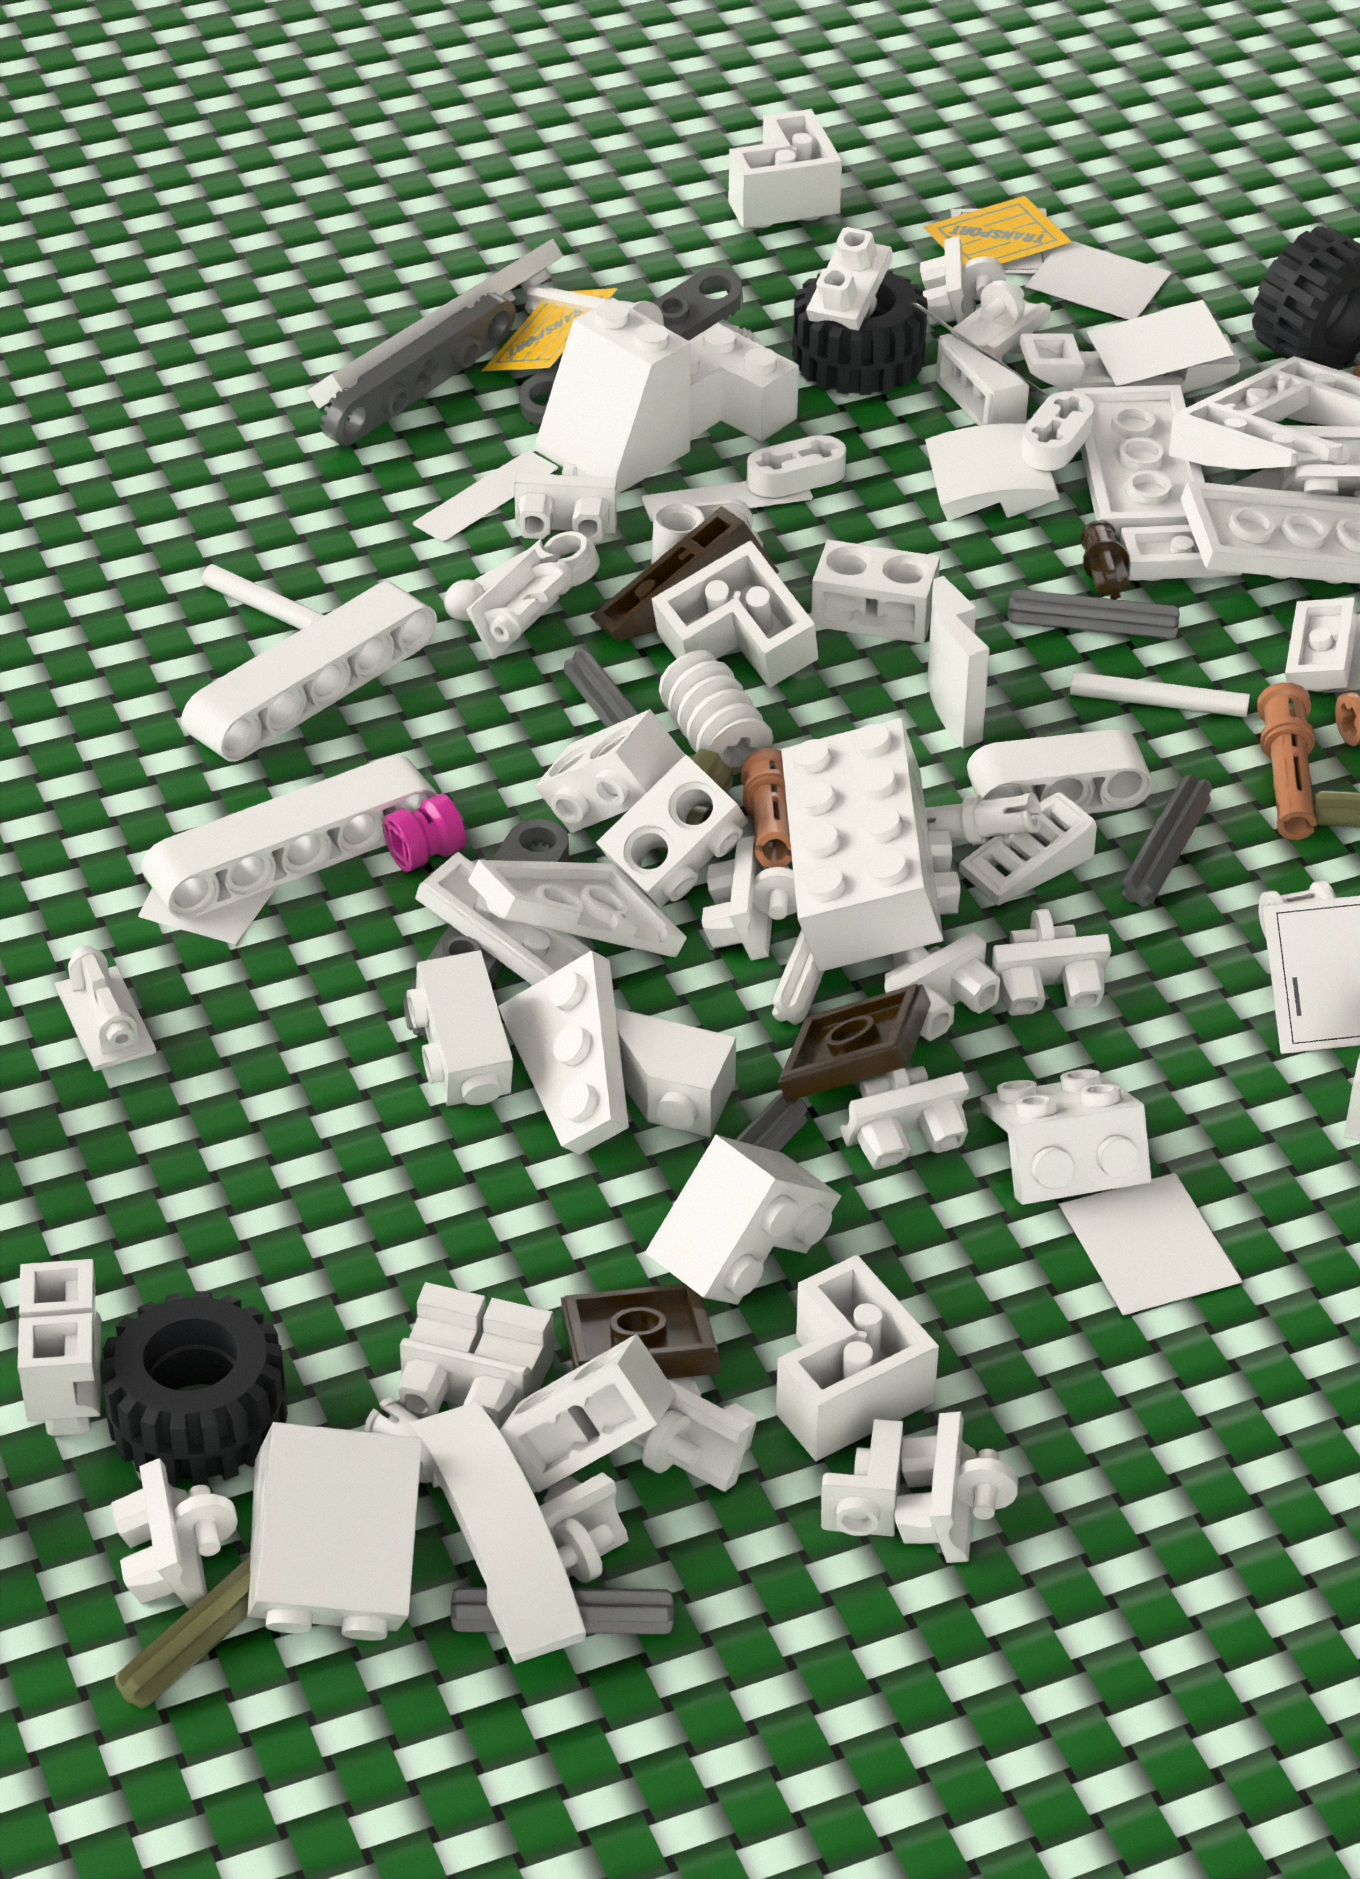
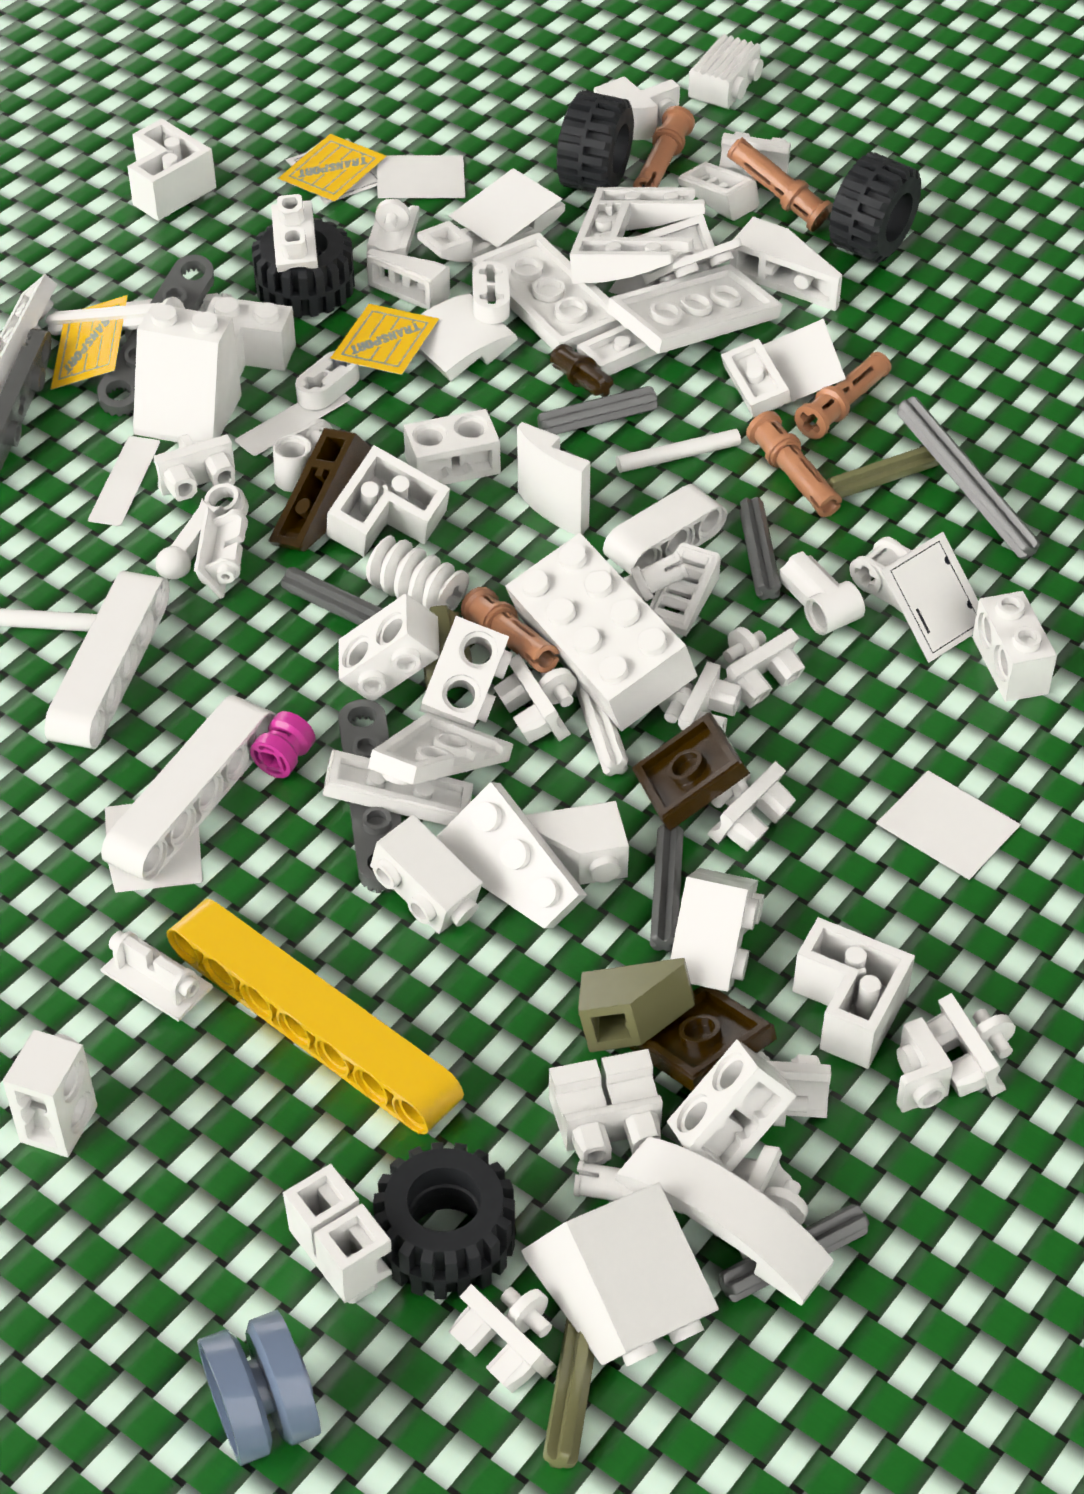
camera: 30 degrees left, 5 degrees up
(234, 1128) = (316, 1016): none -> yellow beam
(580, 1259) = (632, 1002): none -> olive slope
(893, 441) = (384, 339): none -> yellow sticker
(955, 286) = (343, 210): white hips -> none
(975, 346) = (383, 247): white sticker -> none
(1071, 1135) = (861, 768): white bracket -> none
(1195, 923) = (825, 601): none -> white piece

